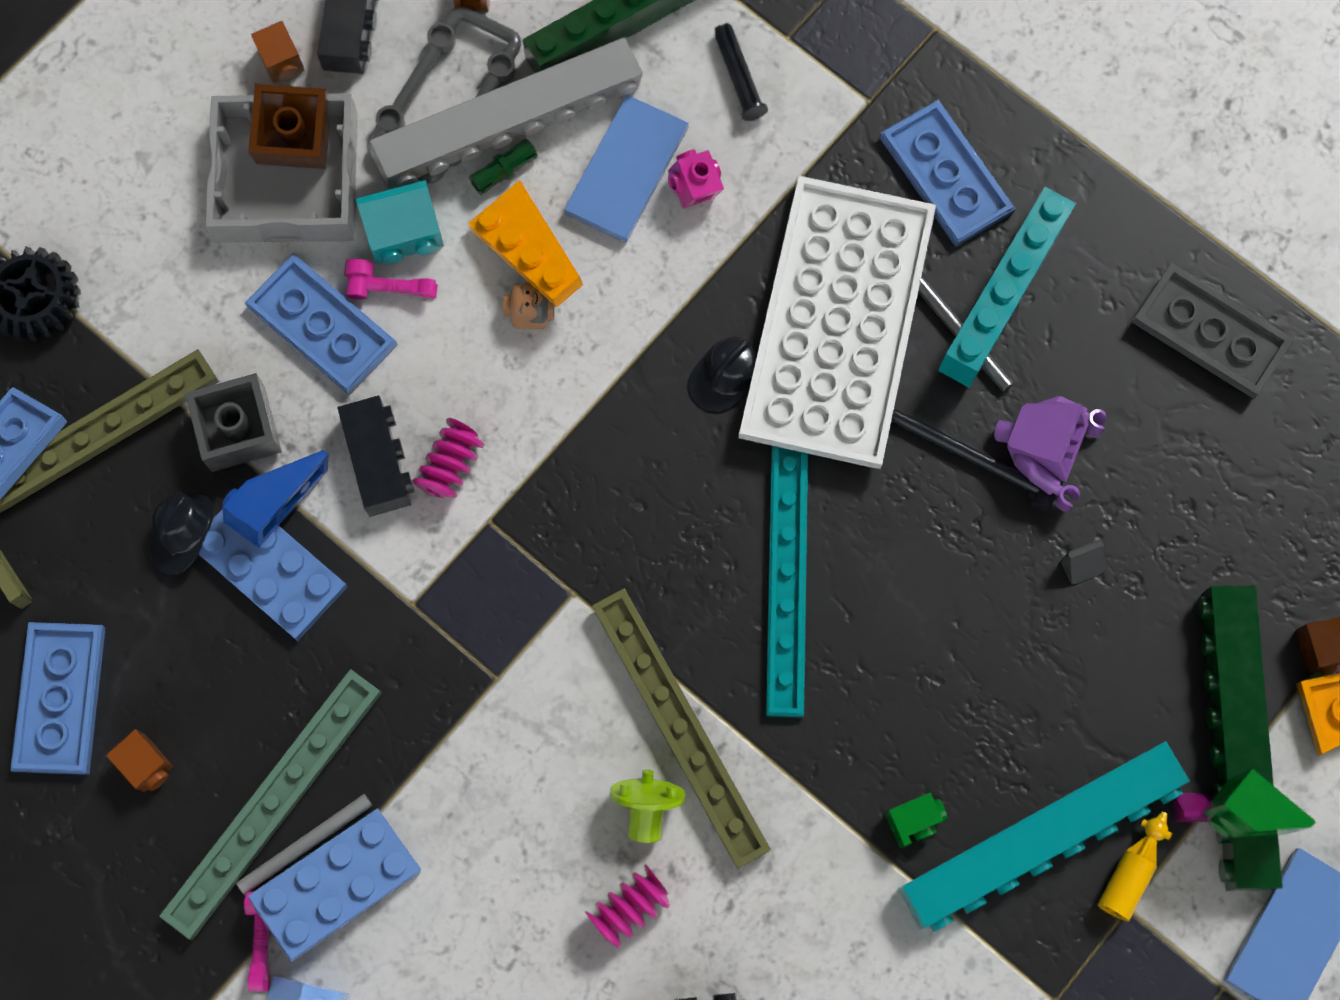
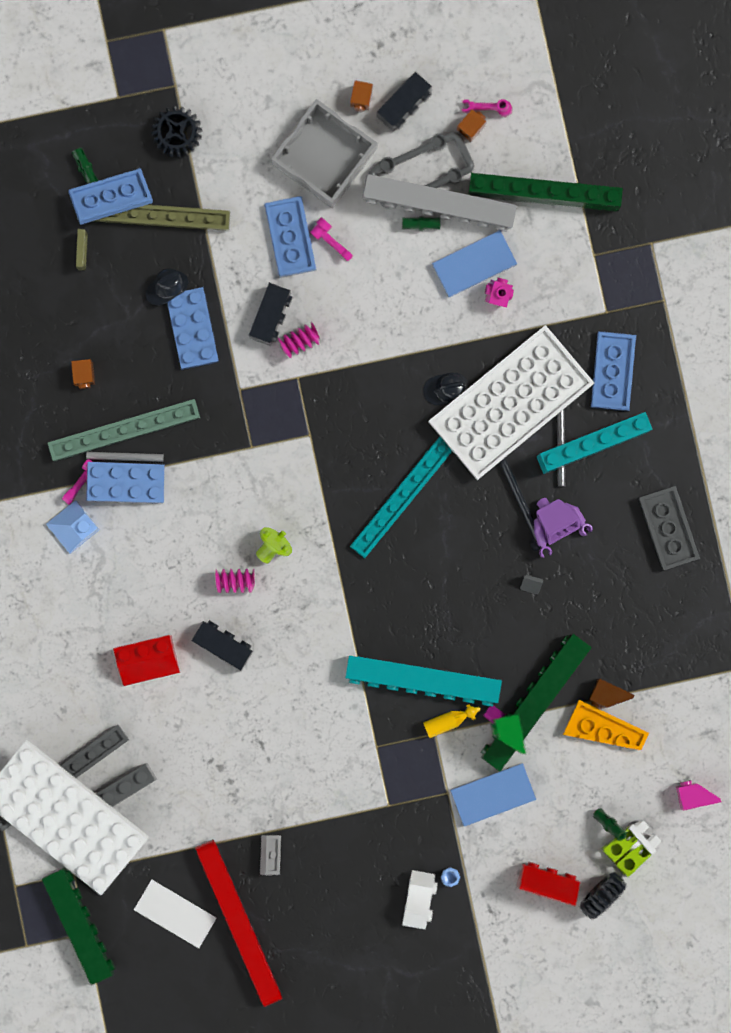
camera: 35 degrees right, 10 degrees up
(58, 698) = (68, 320): medium blue tile -> none
(233, 422) = (221, 256): dark grey brick -> none
(269, 498) = (213, 301): blue slope -> none
(289, 126) = (340, 138): reddish brown slope -> none
(400, 222) = (355, 219): teal slope -> none
(526, 243) = (403, 265): light orange wing -> none
(528, 307) = (384, 296): medium nougat head -> none
(681, 729) = (310, 524): olive plate -> none
(739, 73) = (558, 256): black axle -> none
(916, 819) = (377, 634): green brick -> none

